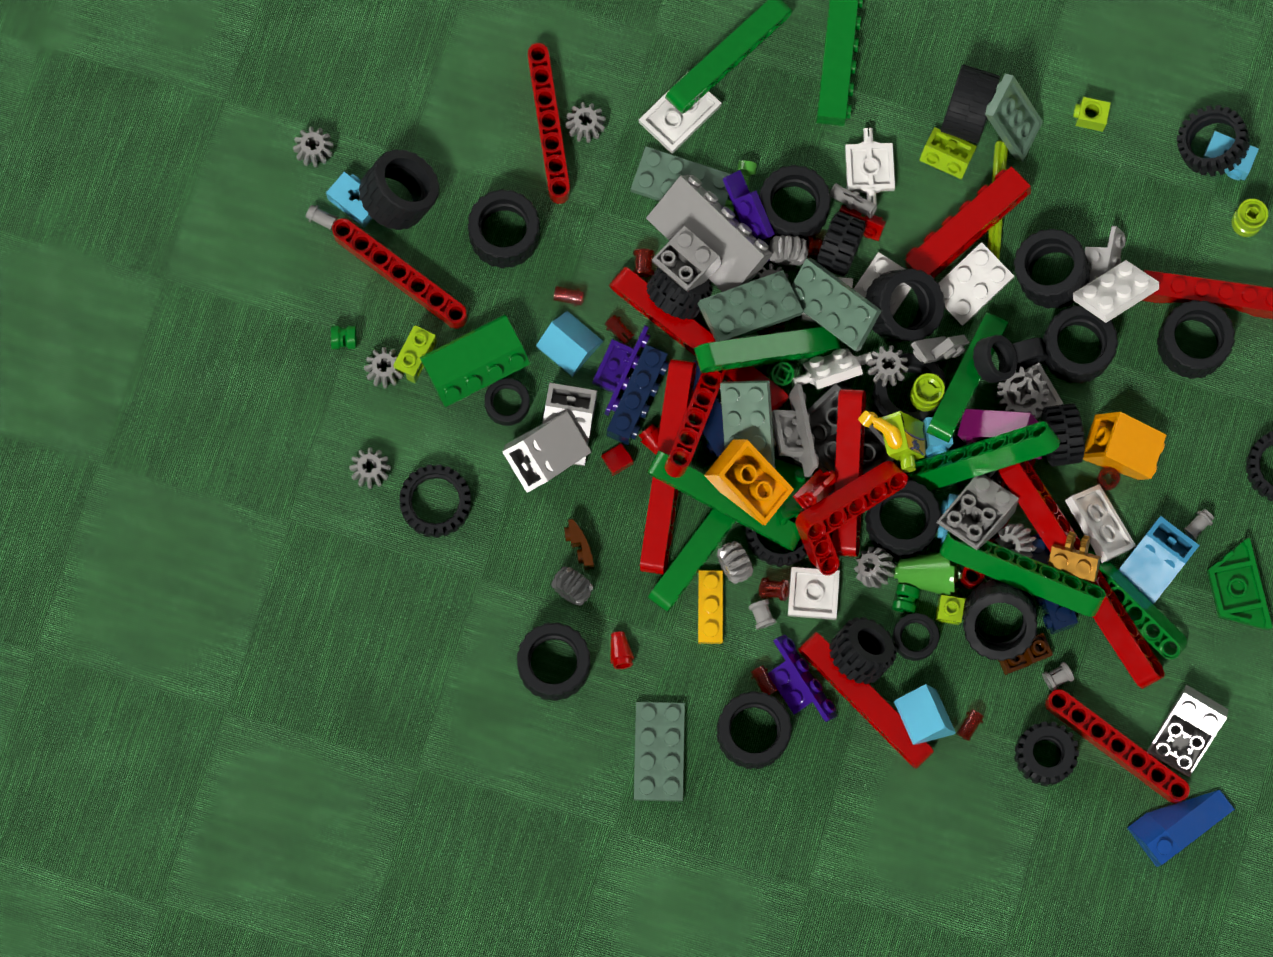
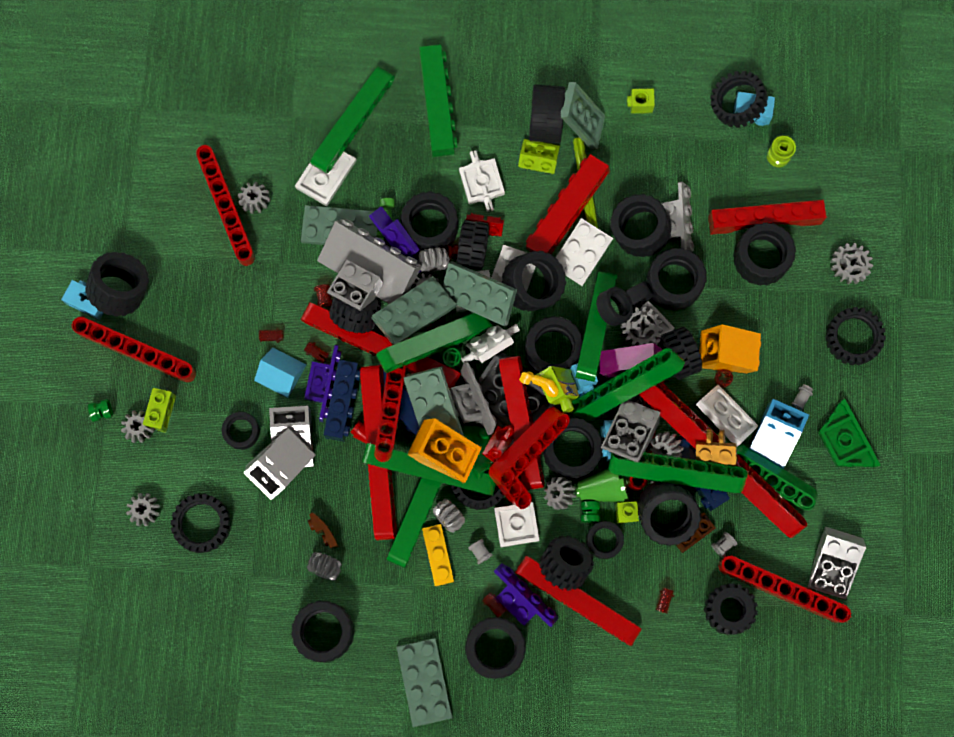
camera: 10 degrees left, 0 degrees up
(304, 144) = (50, 270): light grey gear -> none
(320, 217) = (62, 319): light grey pin -> none
(474, 360) = (206, 404): green slope -> none
(504, 201) = (194, 277): black tyre -> none
(617, 459) = (337, 455): red slope -> none
(621, 653) = (375, 609): red cone -> none
(774, 589) = (484, 529): clear red bush -> none
(853, 200) = (474, 209): light grey pin -> none
(888, 374) = (535, 337): light grey gear -> none
(924, 715) = (627, 602): medium azure slope -> none
(927, 392) = (568, 345): lime wheel -> none
(939, 348) = (568, 308): light grey bracket -> none
(1116, 291) = (694, 231): white plate -> none
(1174, 827) = (846, 643): blue wedge -> none

